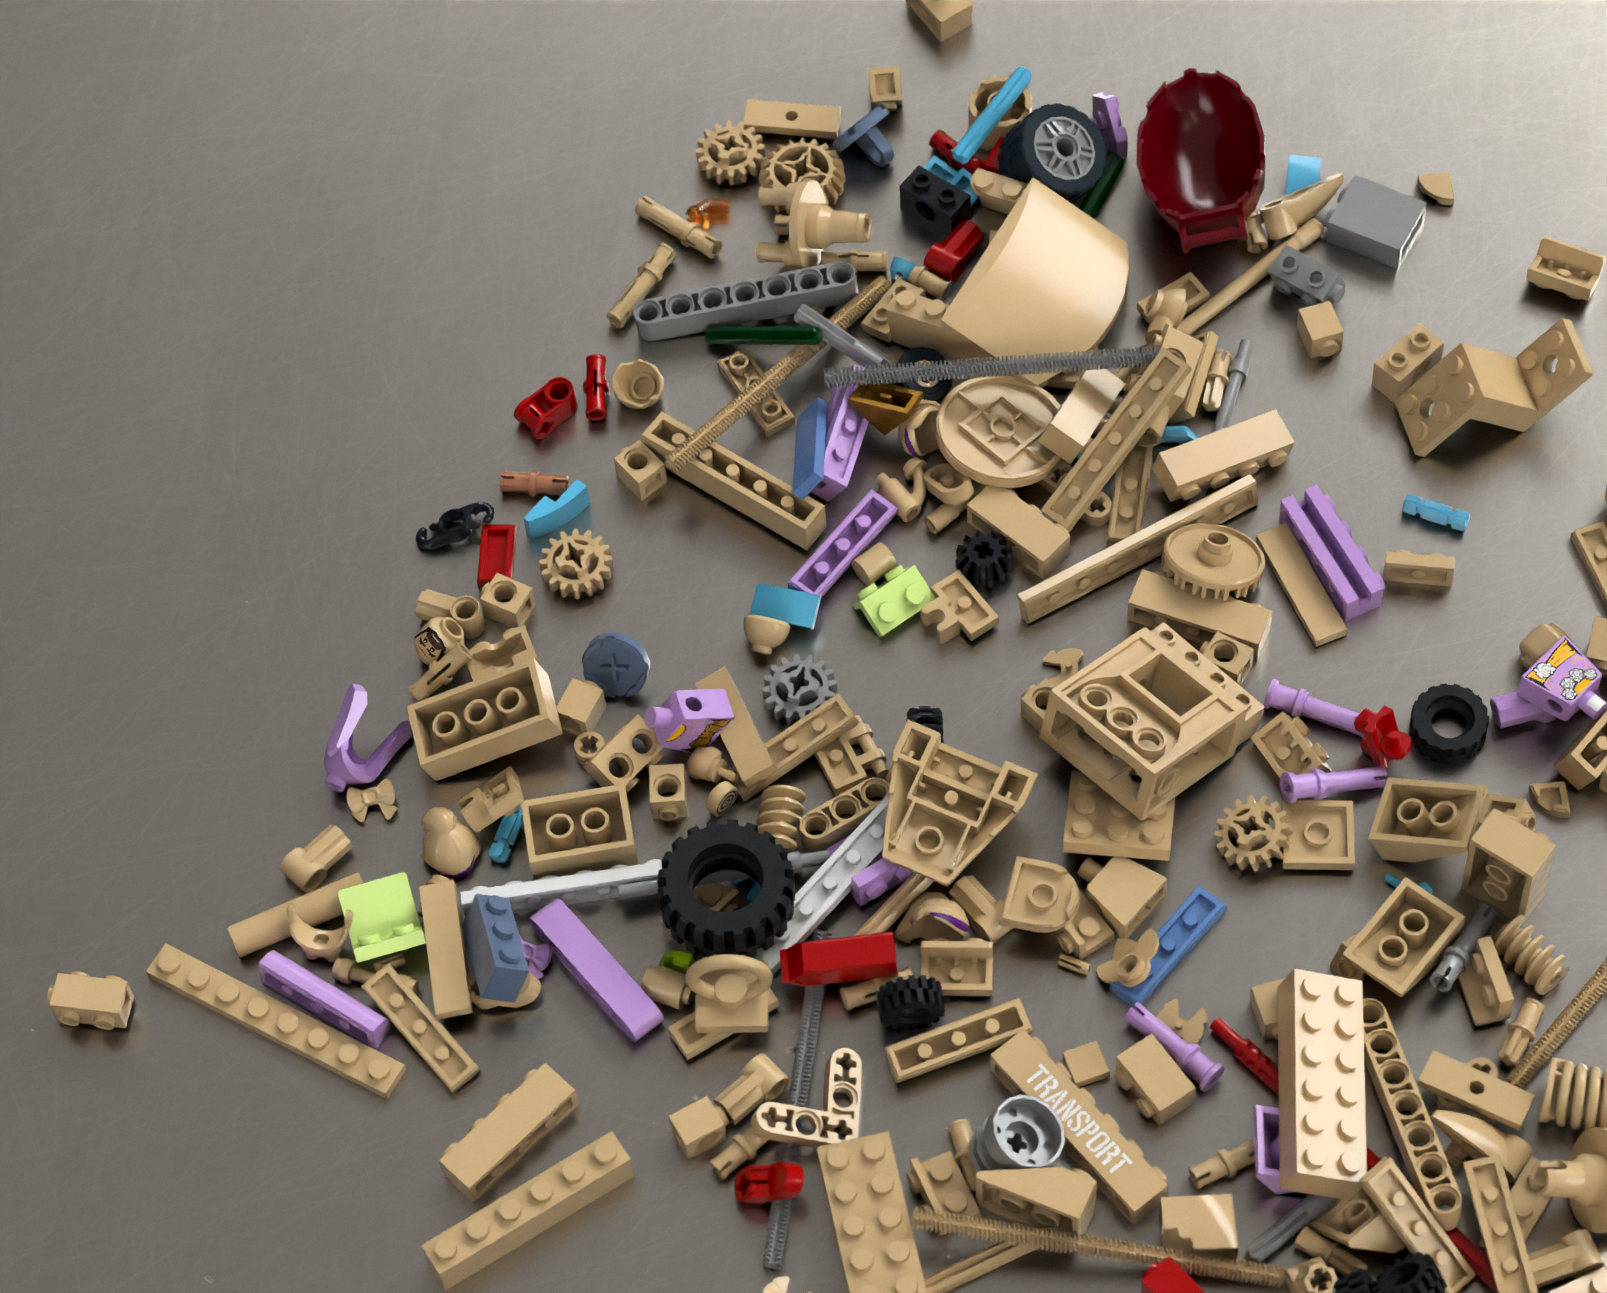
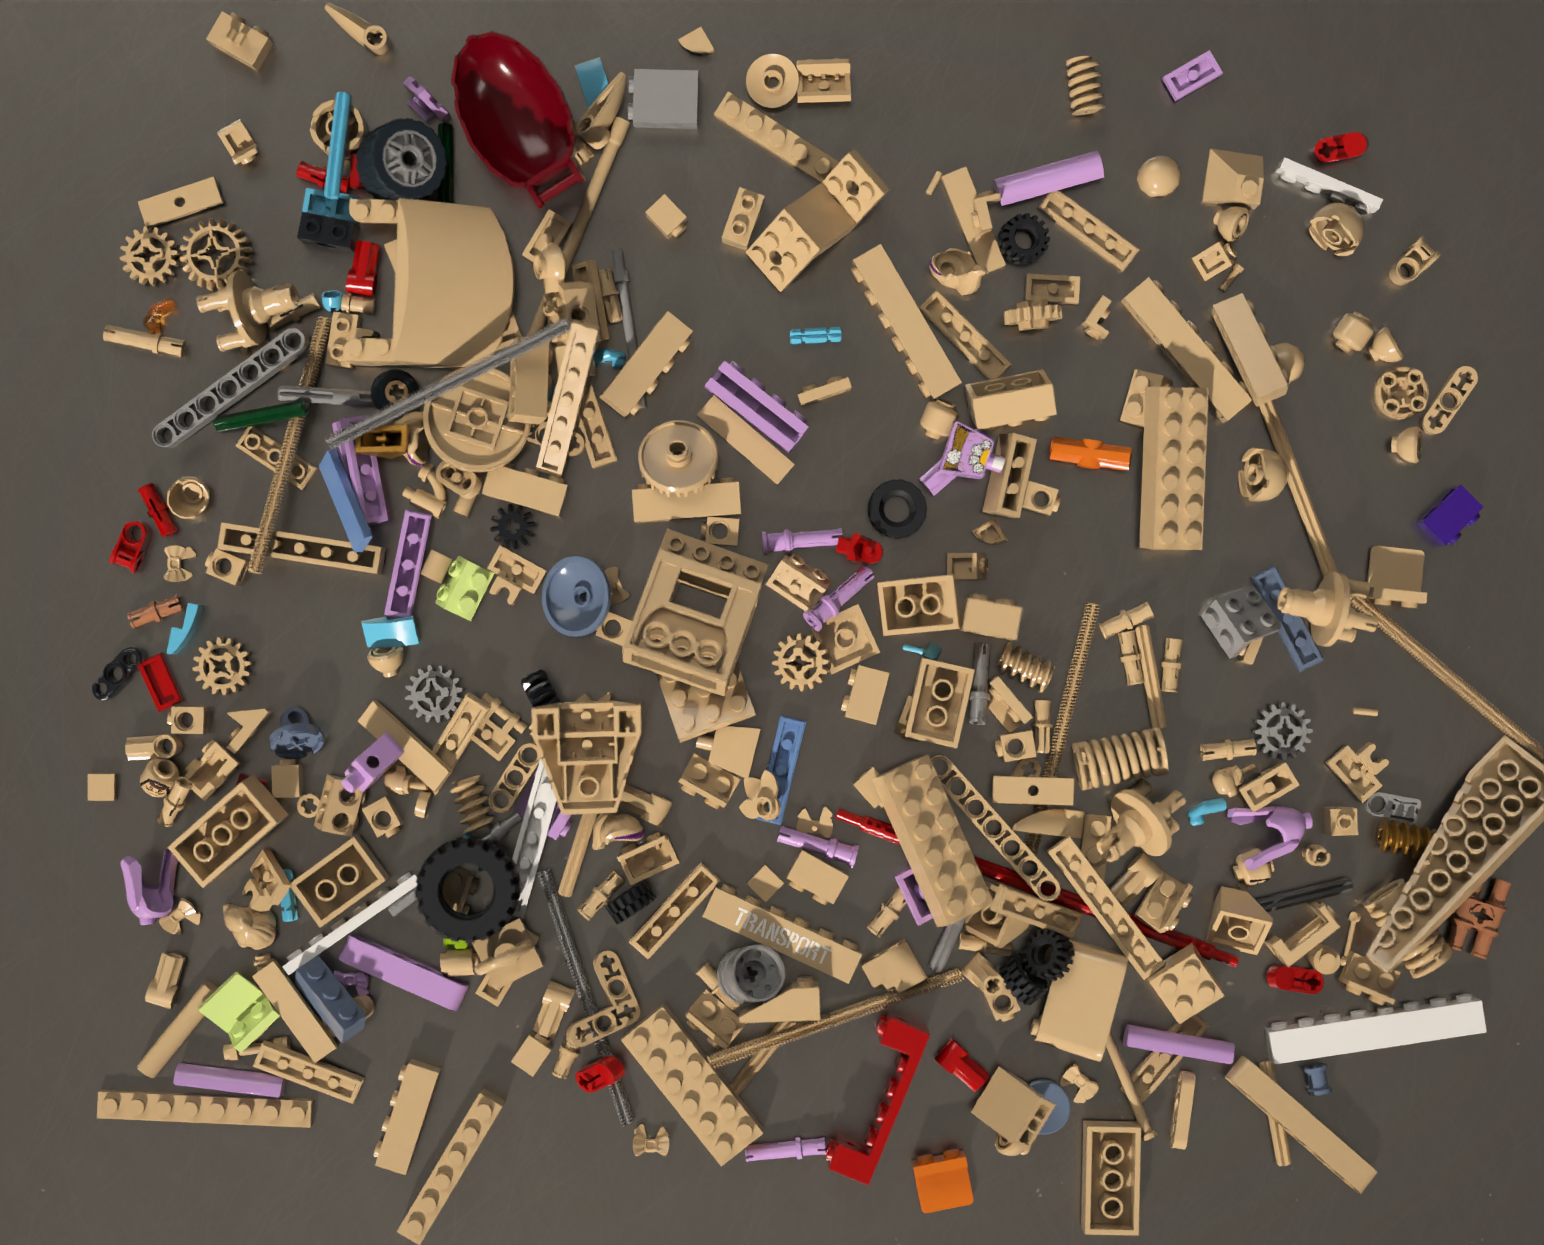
camera: 30 degrees left, 30 degrees up
(90, 1000) = (64, 1163): tan brick -> none
(315, 941) = (201, 1042): tan helmet -> none
(368, 632) = (102, 787): none -> tan tile
(574, 634) = (251, 722): none -> tan slope
(589, 437) = (175, 555): none -> tan piece
(648, 276) = (144, 400): tan pin -> none
(839, 960) = (568, 896): red piece -> none
(868, 137) = (242, 194): sand blue tile -> none
(1020, 651) = (565, 596): none -> sand blue dish
(1039, 896) = (681, 785): tan tile -> none
(1077, 48) = (360, 29): none -> tan piece
(1084, 969) = (723, 812): tan piece -> none
(1133, 550) = (619, 468): tan tile -> none
(1306, 278) = (638, 177): light grey brick -> none
(1314, 903) = (865, 694): none -> tan brick
(1478, 301) = (776, 138): none -> tan plate
(1487, 1027) = (1028, 746): none -> tan brick
(1502, 239) = (765, 69): none -> tan dish
(1550, 537) = (906, 323): none -> tan brick

